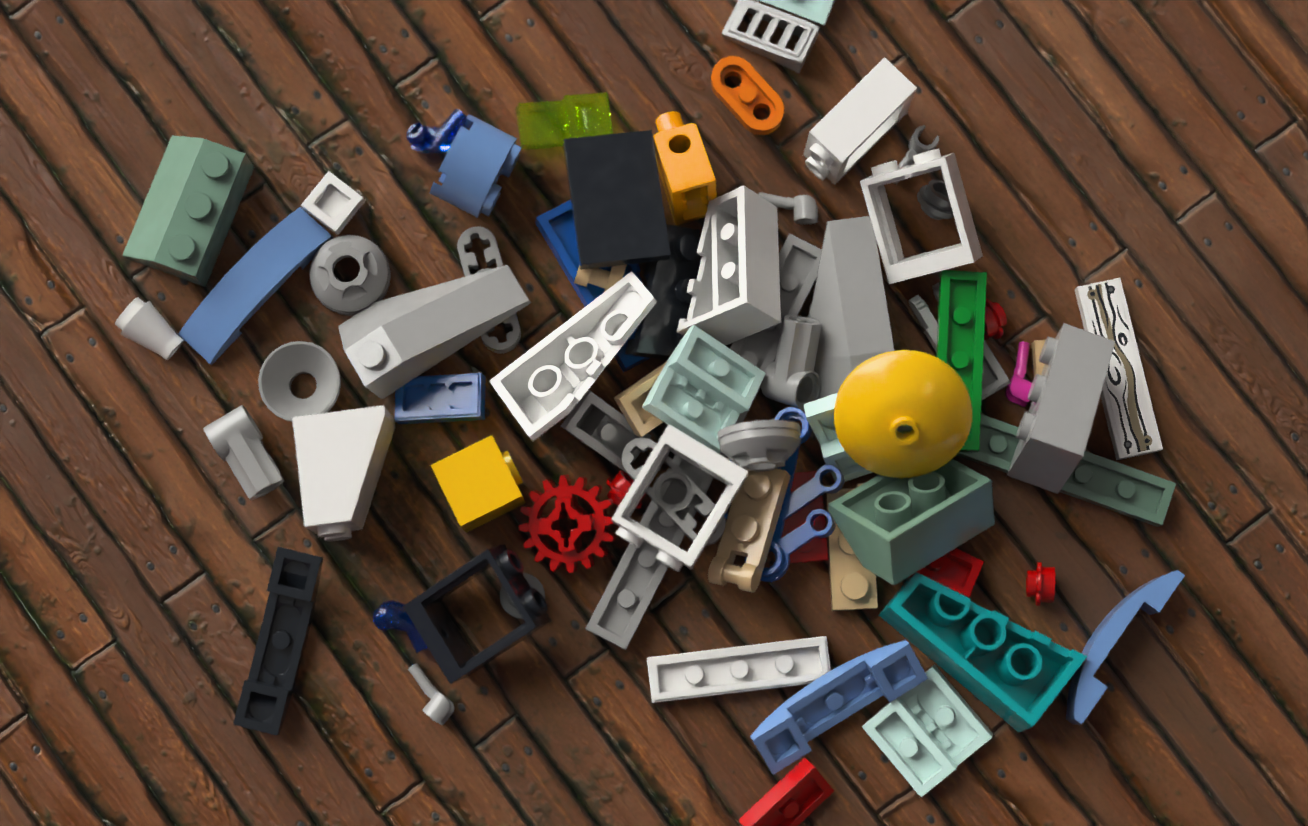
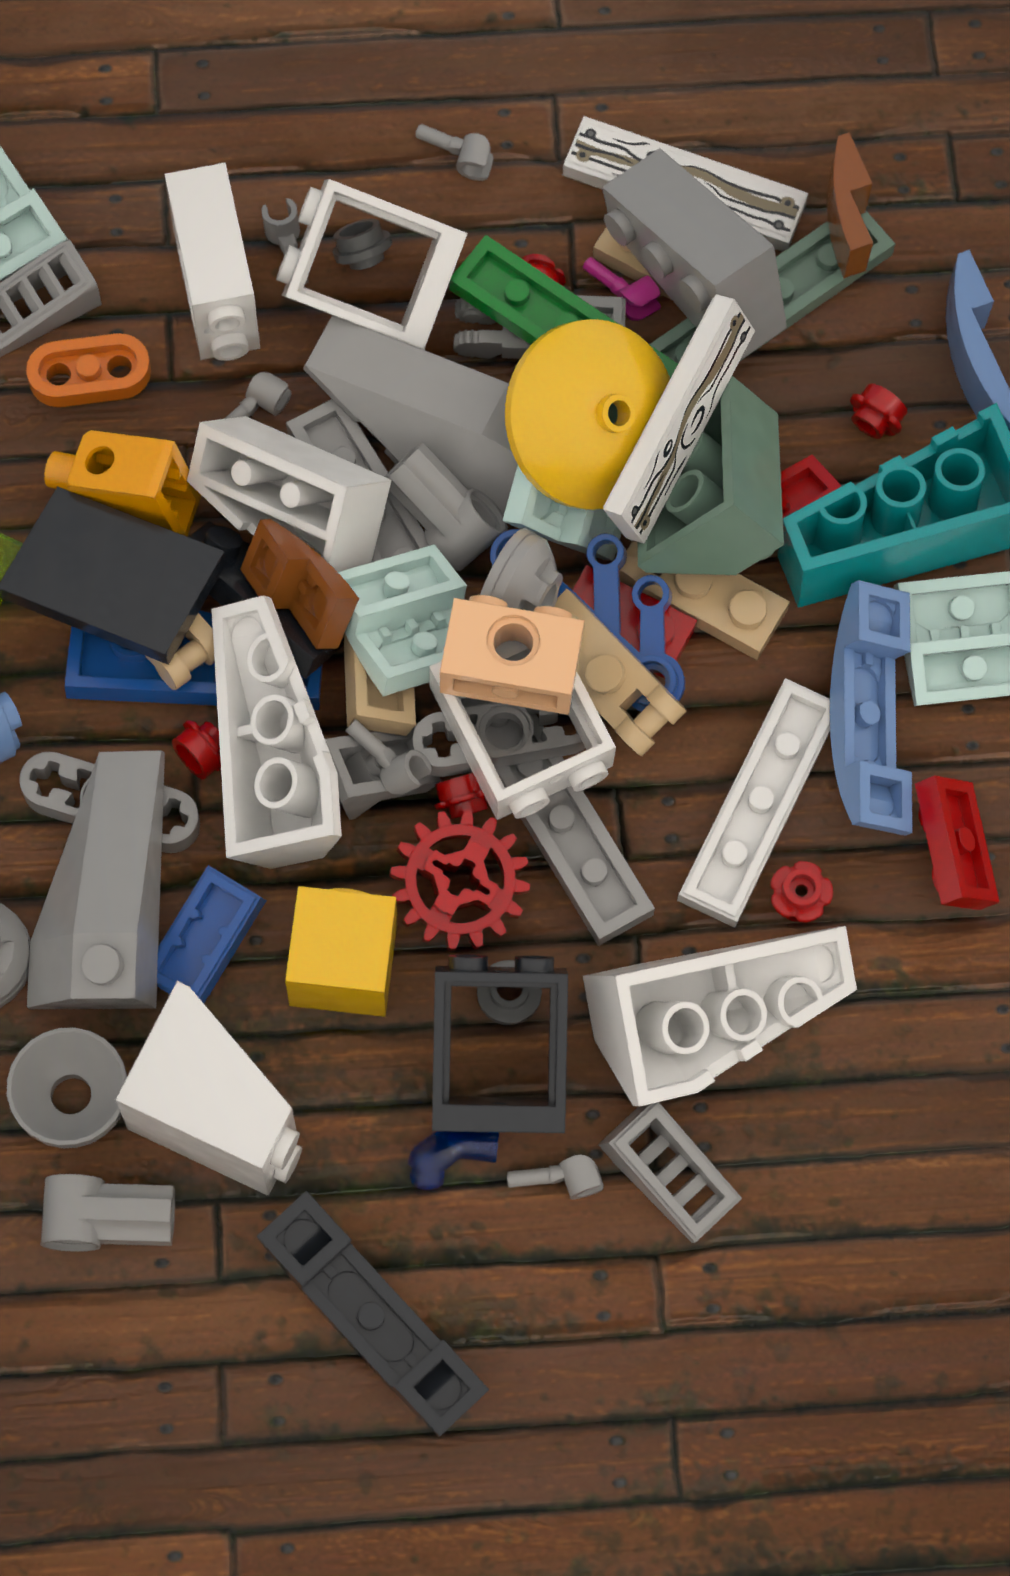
camera: 60 degrees left, 10 degrees down
(485, 719) = (653, 1186): none -> light grey slope
(553, 317) = (199, 748): none -> red plate
(578, 714) = (697, 1014): none -> white wedge
(606, 441) = (397, 773): none -> light grey hand
(681, 448) = (538, 681): none -> light nougat brick
(682, 306) = (301, 581): none -> dark orange slope
(707, 723) = (796, 907): none -> red plate
(936, 469) = (679, 419): none -> white tile
(1048, 228) = (473, 151): none -> light grey hand
(1169, 475) = (846, 201): none -> dark orange slope

